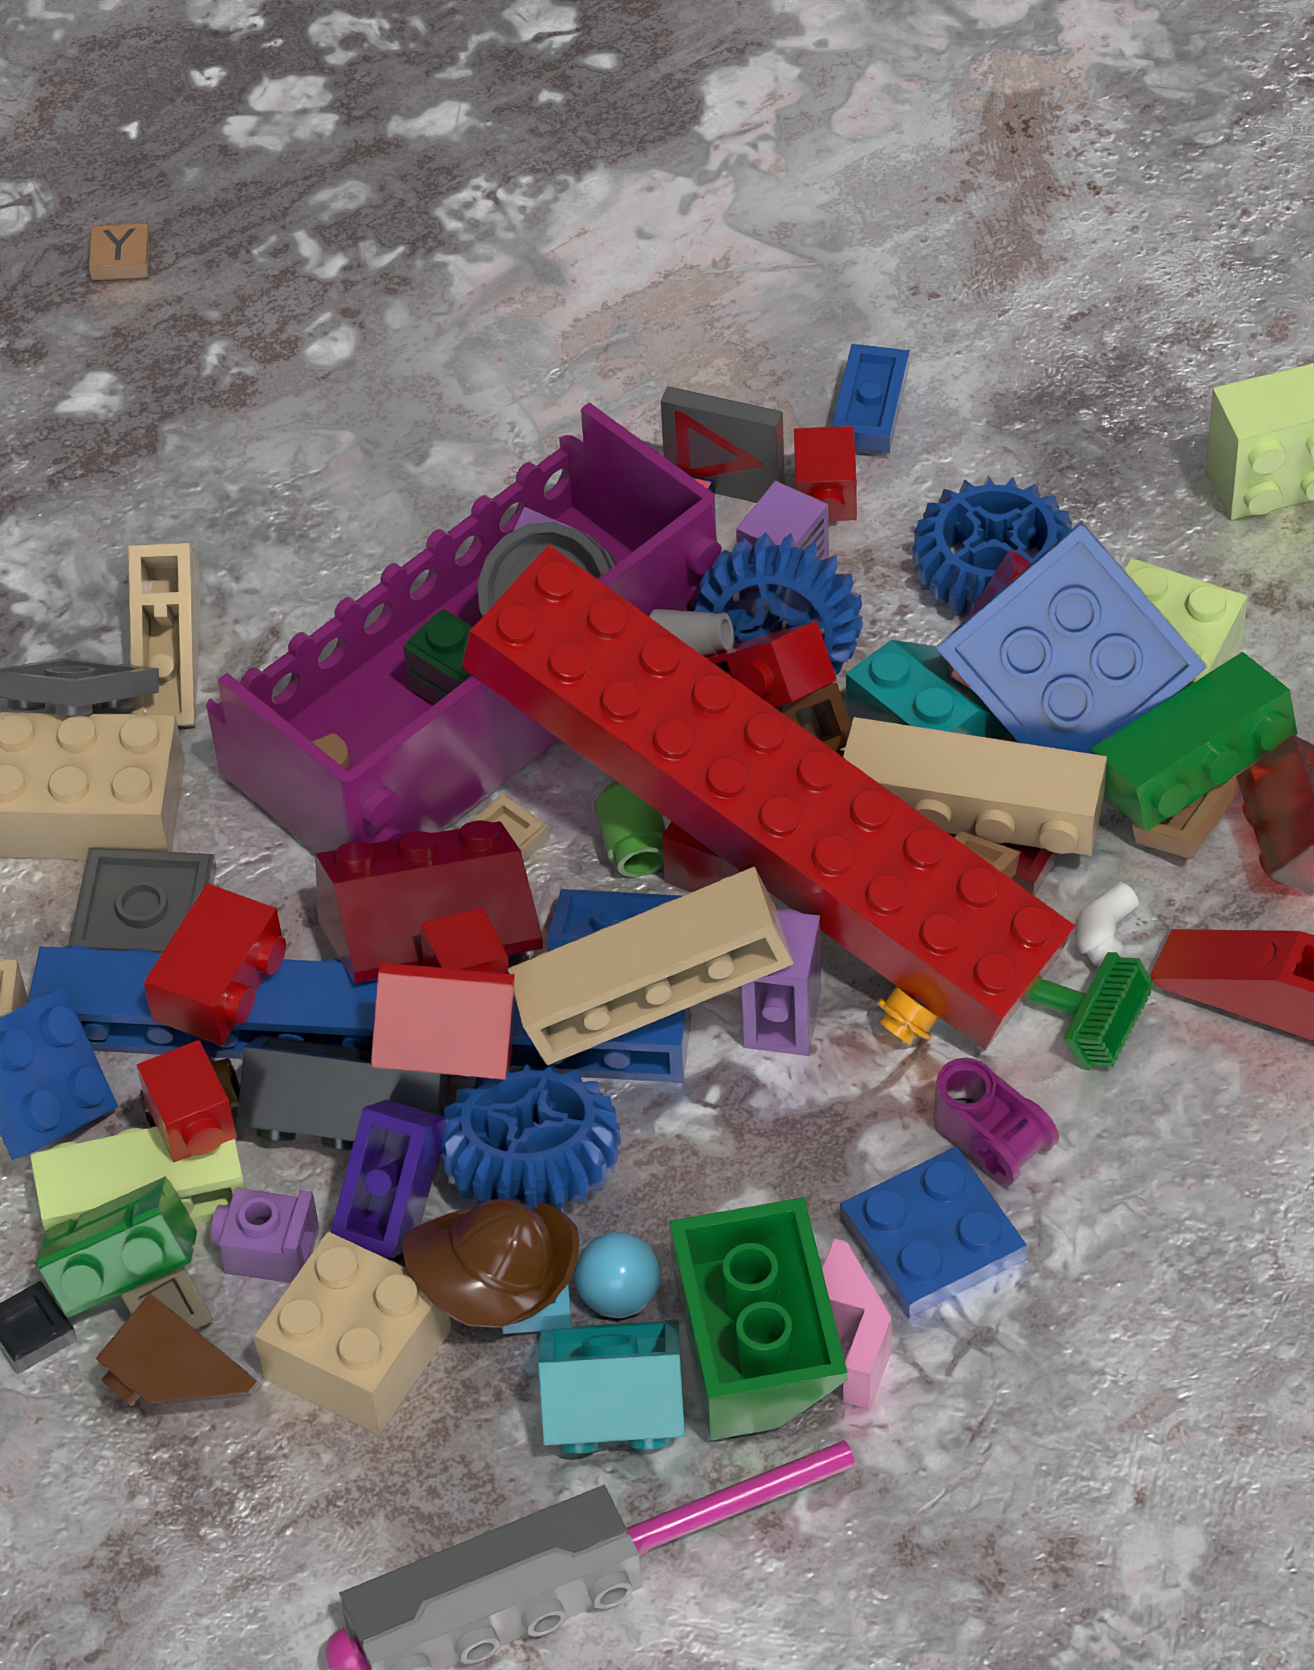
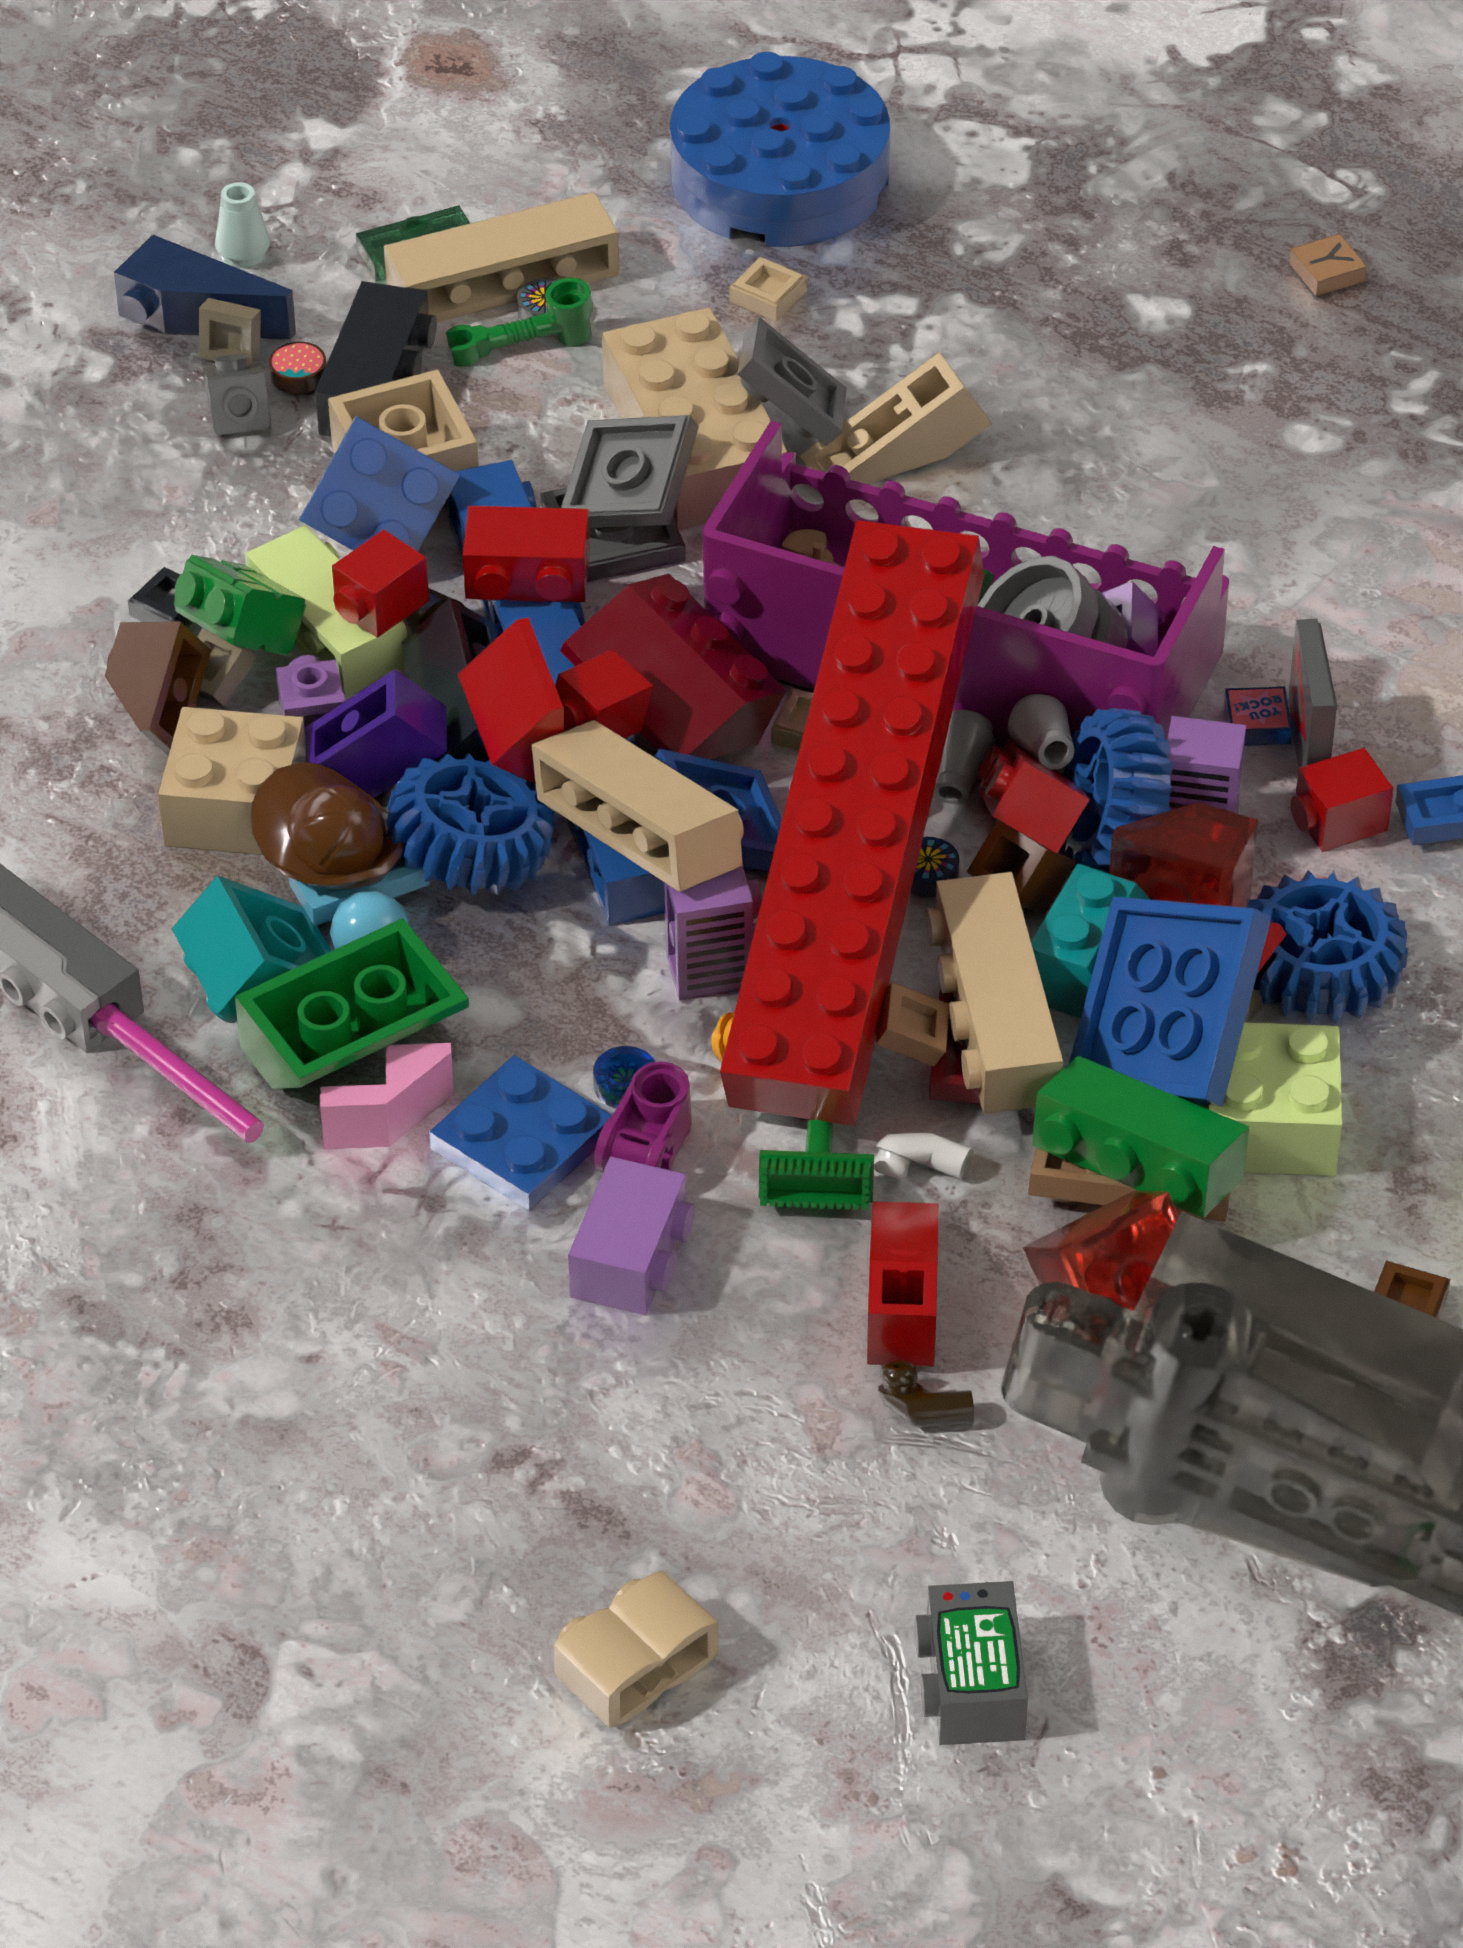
camera: 65 degrees right, 5 degrees down
(125, 851) = (631, 470): none -> dark grey tile
(898, 1126) = (615, 1071): none -> clear blue tile
(901, 586) = (1188, 855): none -> clear red slope
(1119, 1177) = (630, 1236): none -> medium lavender brick

